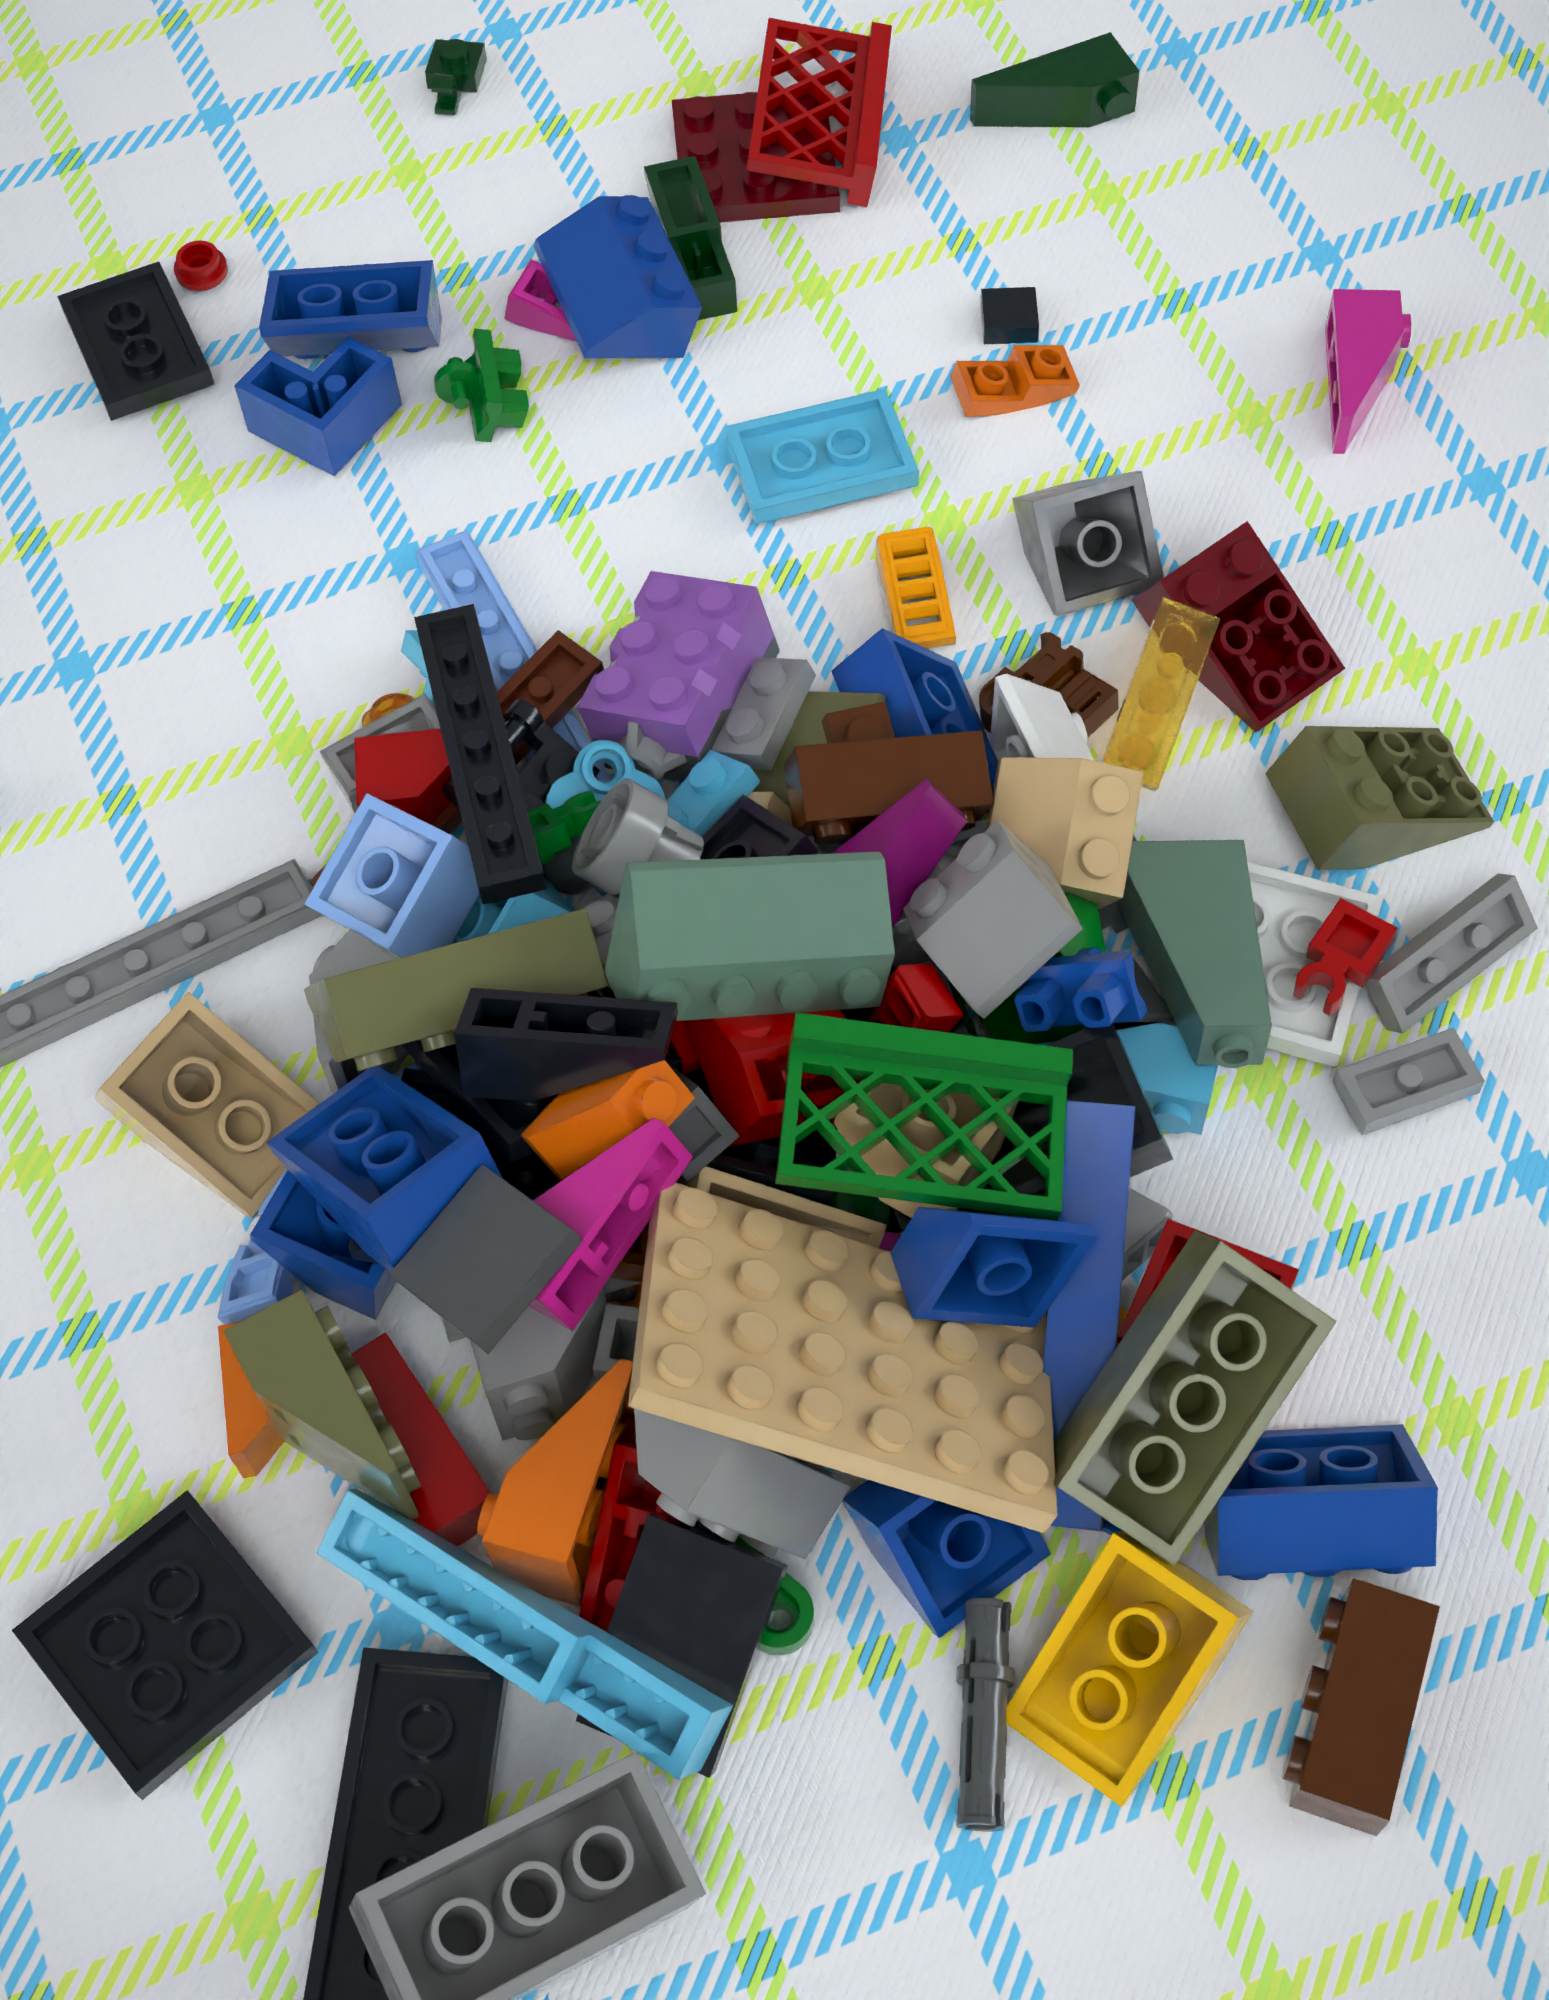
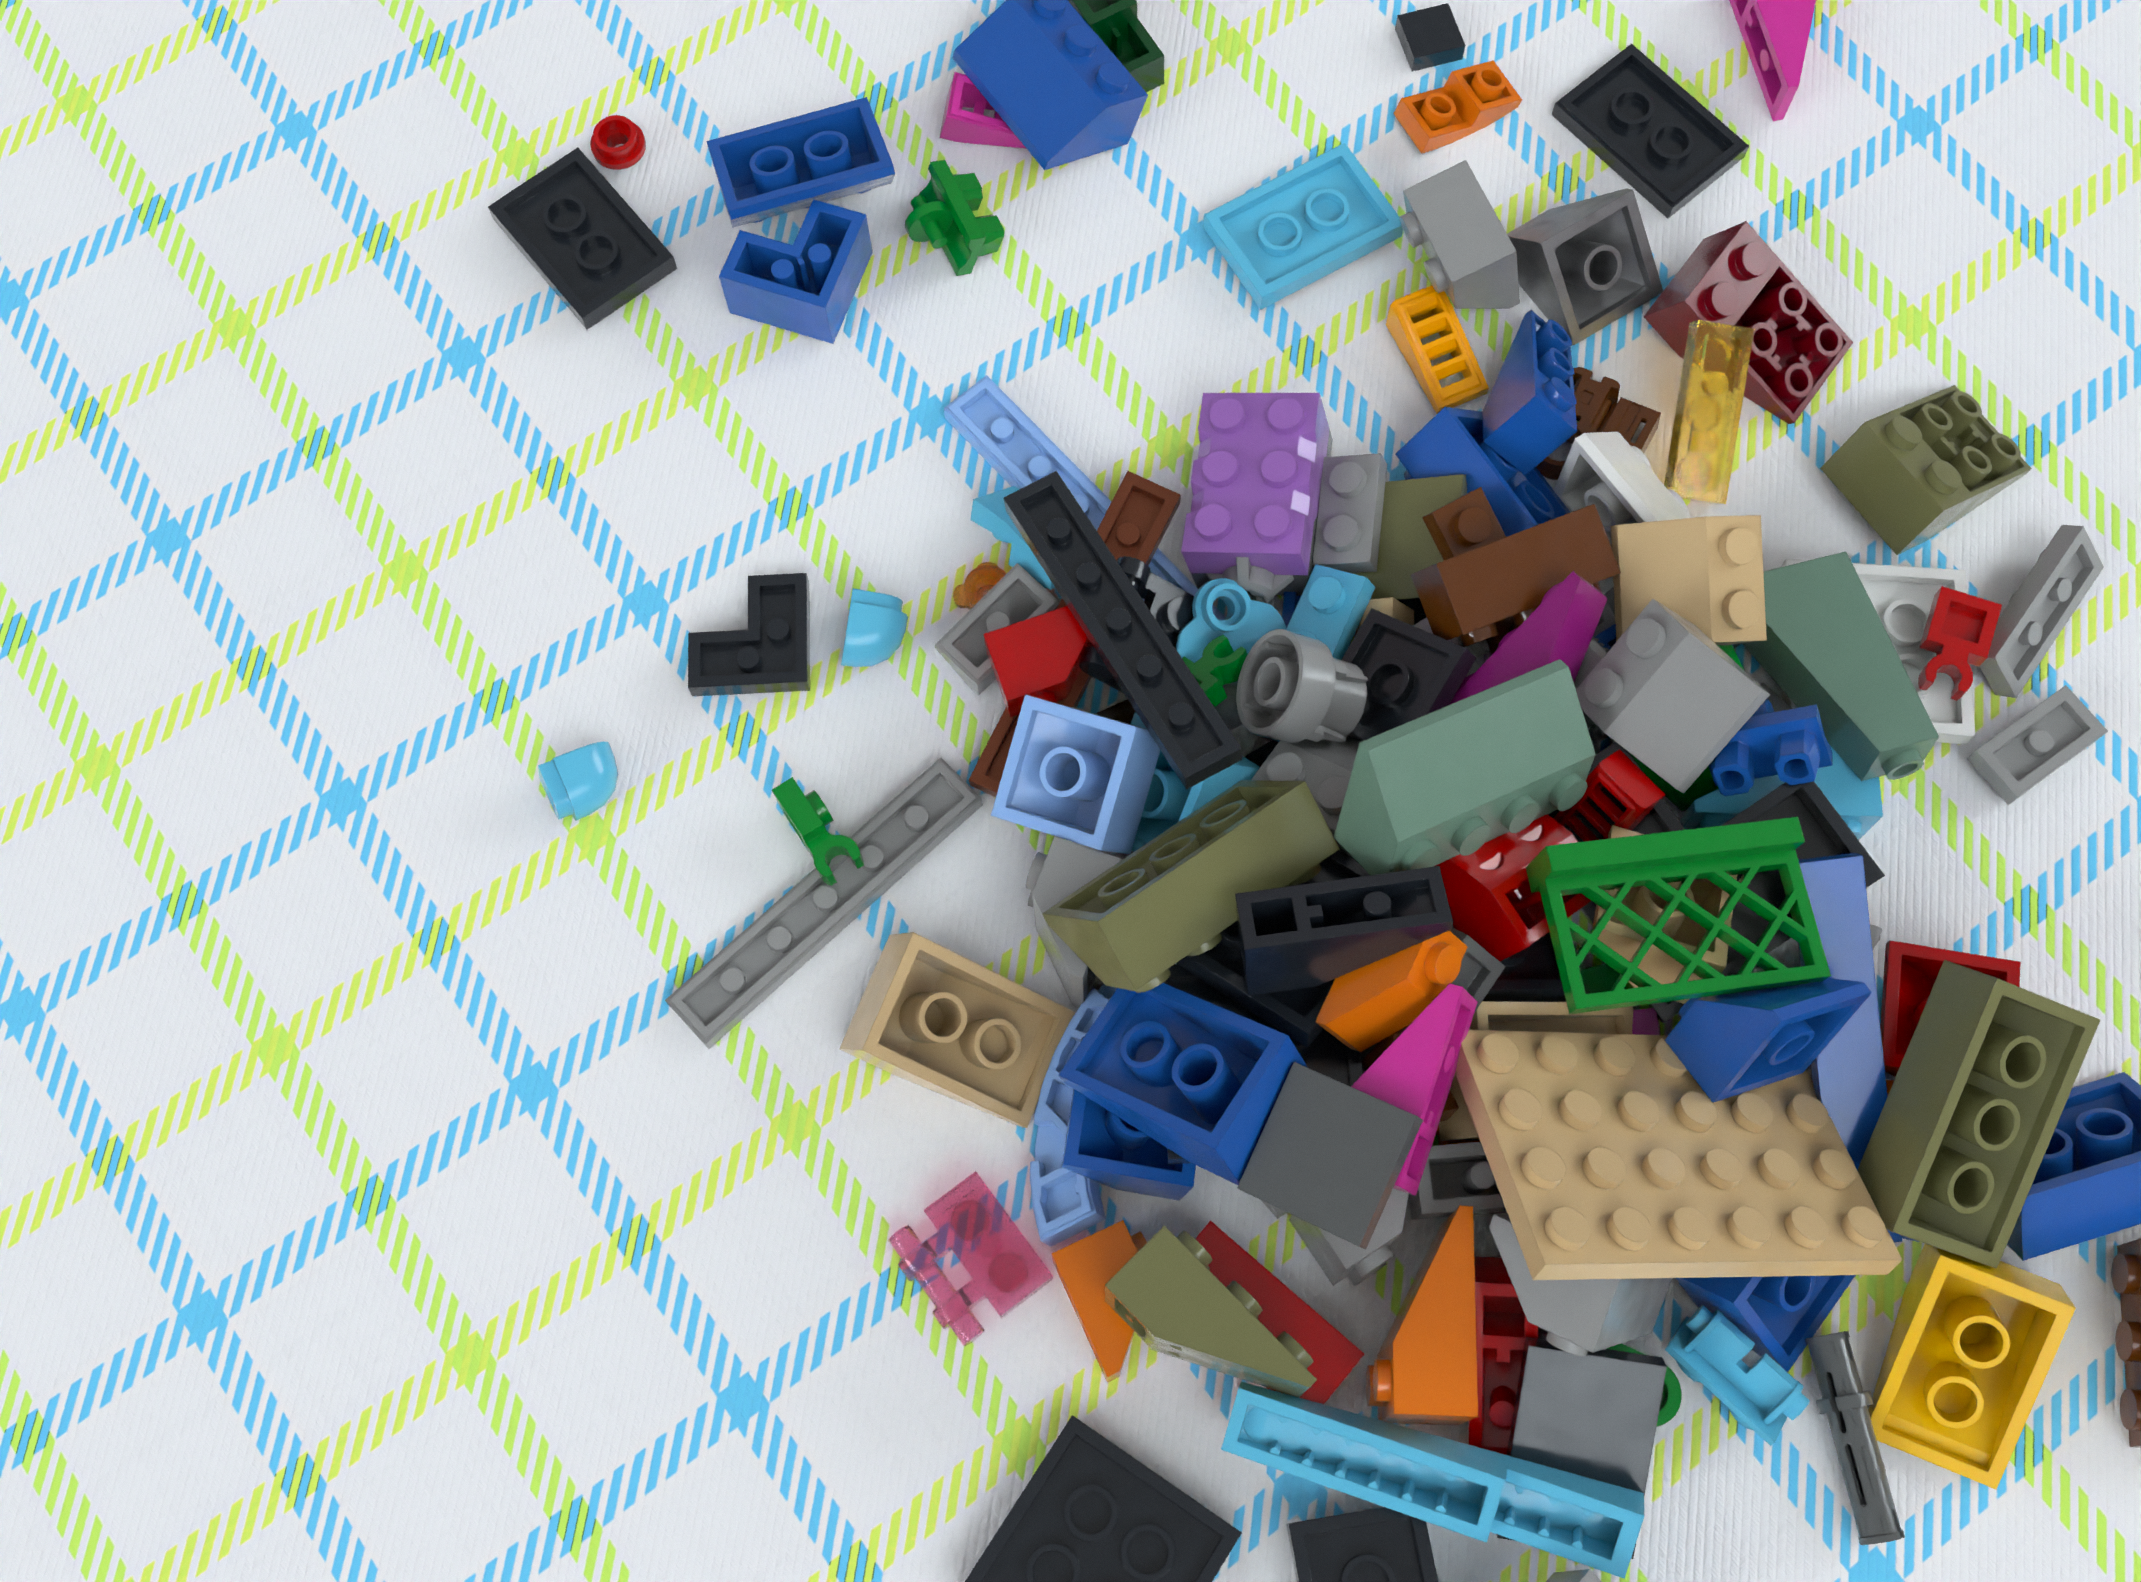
camera: 15 degrees left, 10 degrees up
(144, 884) = (808, 818): none -> green plate
(160, 734) = (767, 655): none -> black plate
(168, 1316) = (987, 1246): none -> clear pink plate
(269, 728) = (872, 628): none -> medium azure piece
(892, 1643) = (1758, 1396): none -> medium azure hinge
(959, 491) = (1462, 239): none -> light grey slope
(987, 643) = (1533, 396): none -> blue slope
(1201, 438) = (1649, 130): none -> black tile

